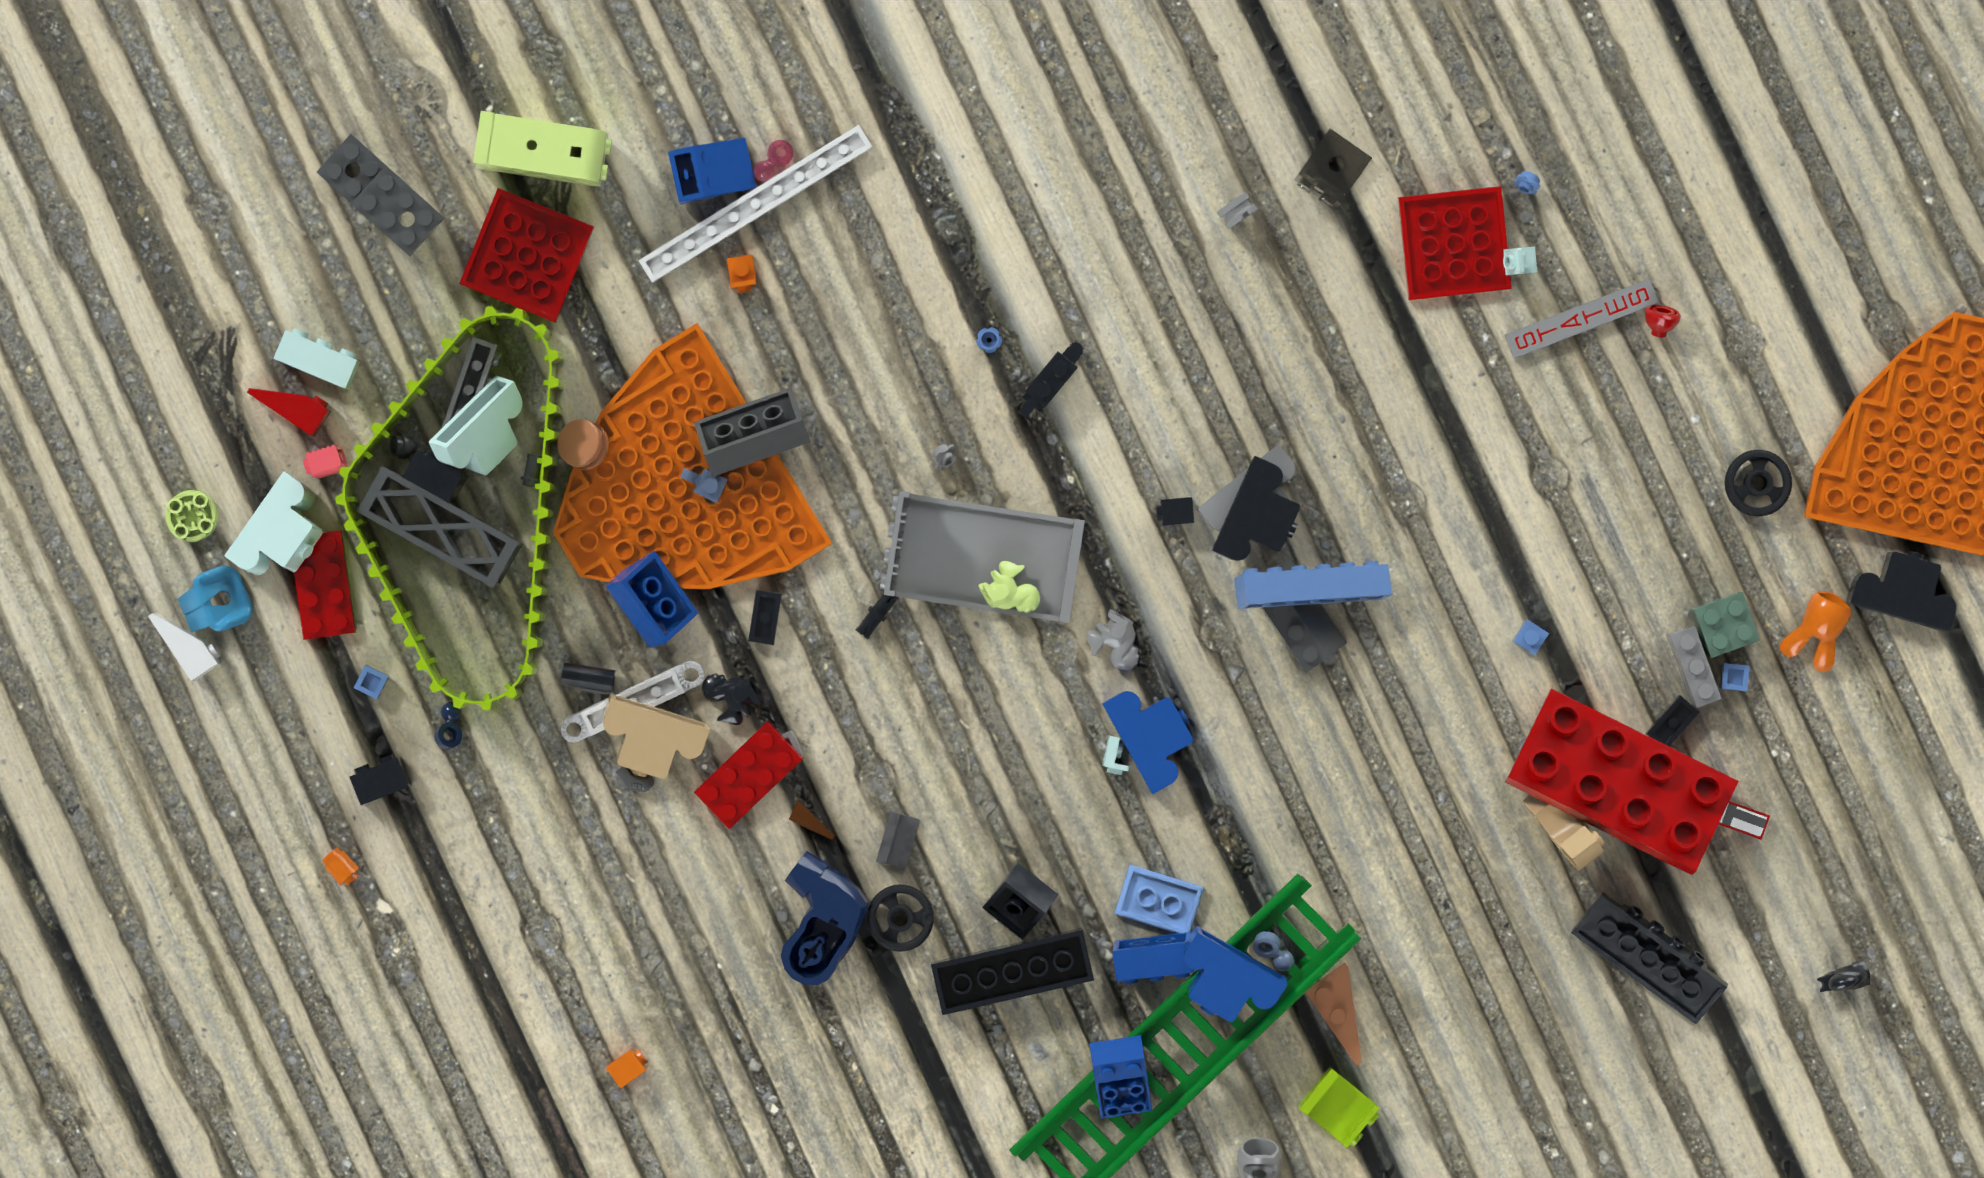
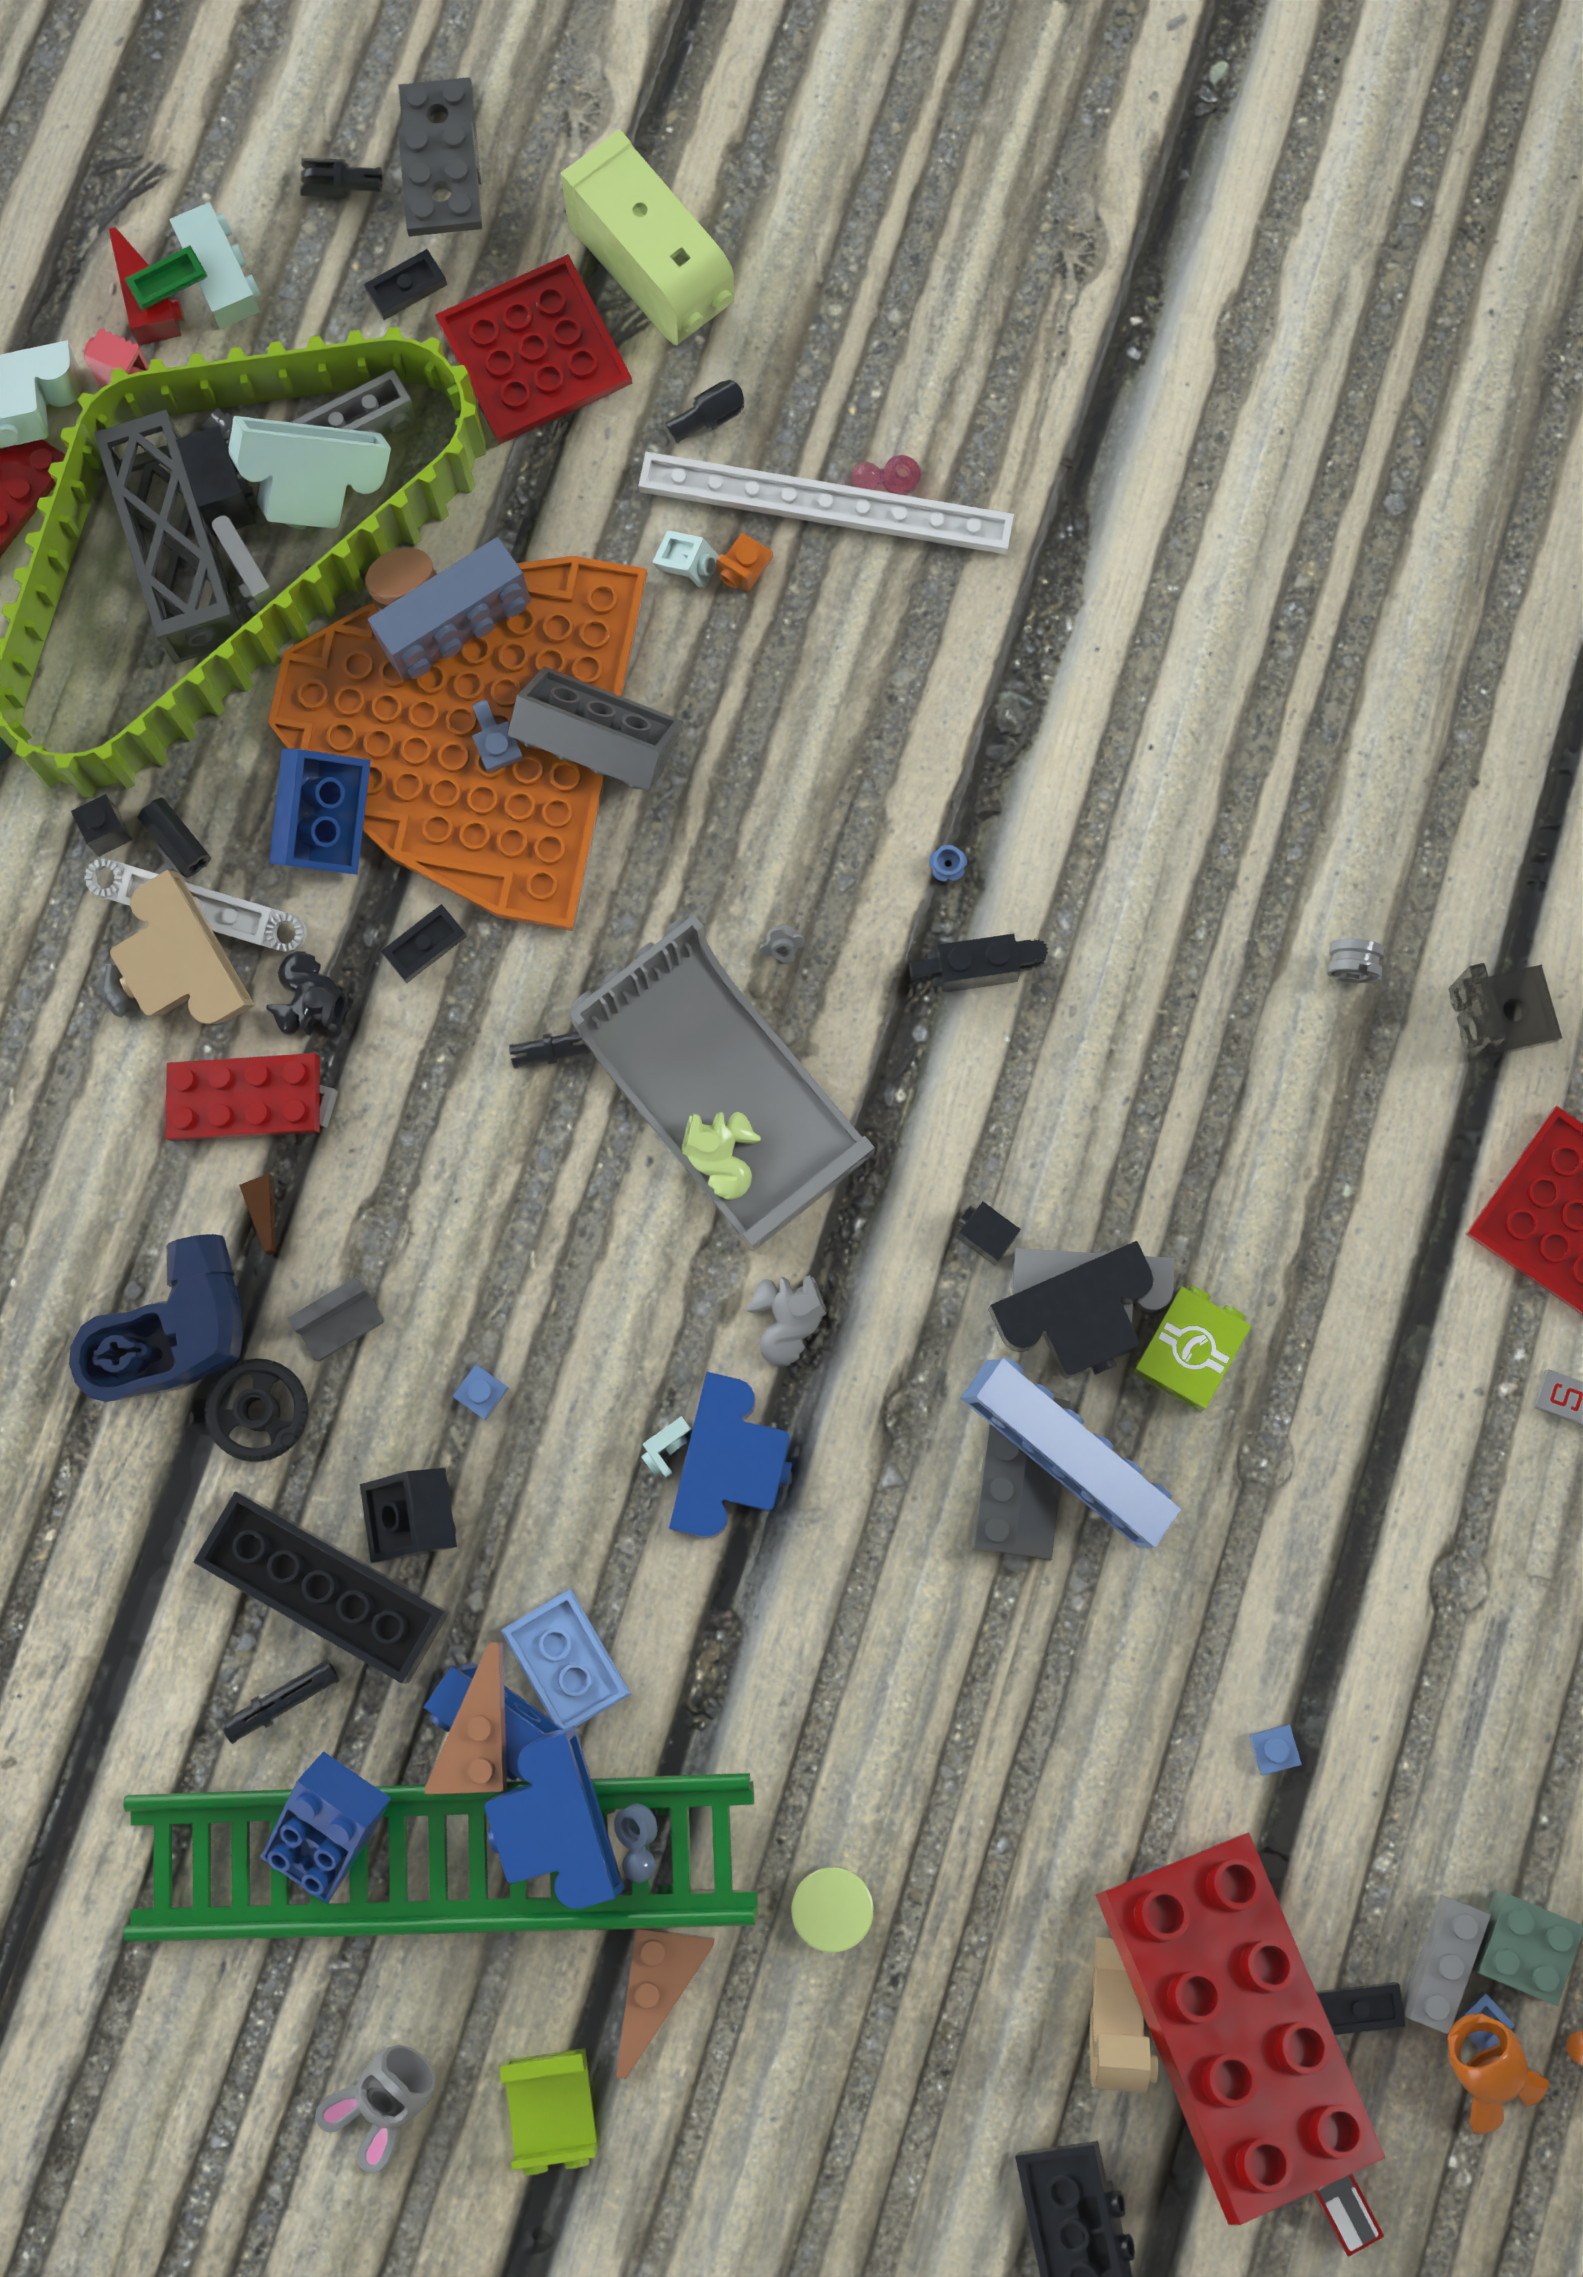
camera: 50 degrees right, 10 degrees down
(306, 393) = (166, 278): none -> green tile
(338, 250) = (336, 178): none -> black arm
(426, 280) = (405, 284): none -> black plate
(513, 515) = (254, 582): none -> light grey container
(547, 704) = (101, 825): none -> black brick
(625, 439) = (450, 610): none -> sand blue brick
(650, 207) = (710, 410): none -> black arm
(711, 170) = (808, 425): blue slope -> none
(711, 297) = (687, 557): none -> light aqua bracket
(999, 811) = (480, 1392): none -> medium blue plate
(1031, 1071) = (239, 1723): none -> black pin
(1158, 976) = (476, 1744): none -> nougat wing
(1325, 478) = (1192, 1347): none -> lime panel
(1388, 899) = (832, 1909): none -> yellowish green tile
(1757, 697) = (1493, 2073): none -> orange piece

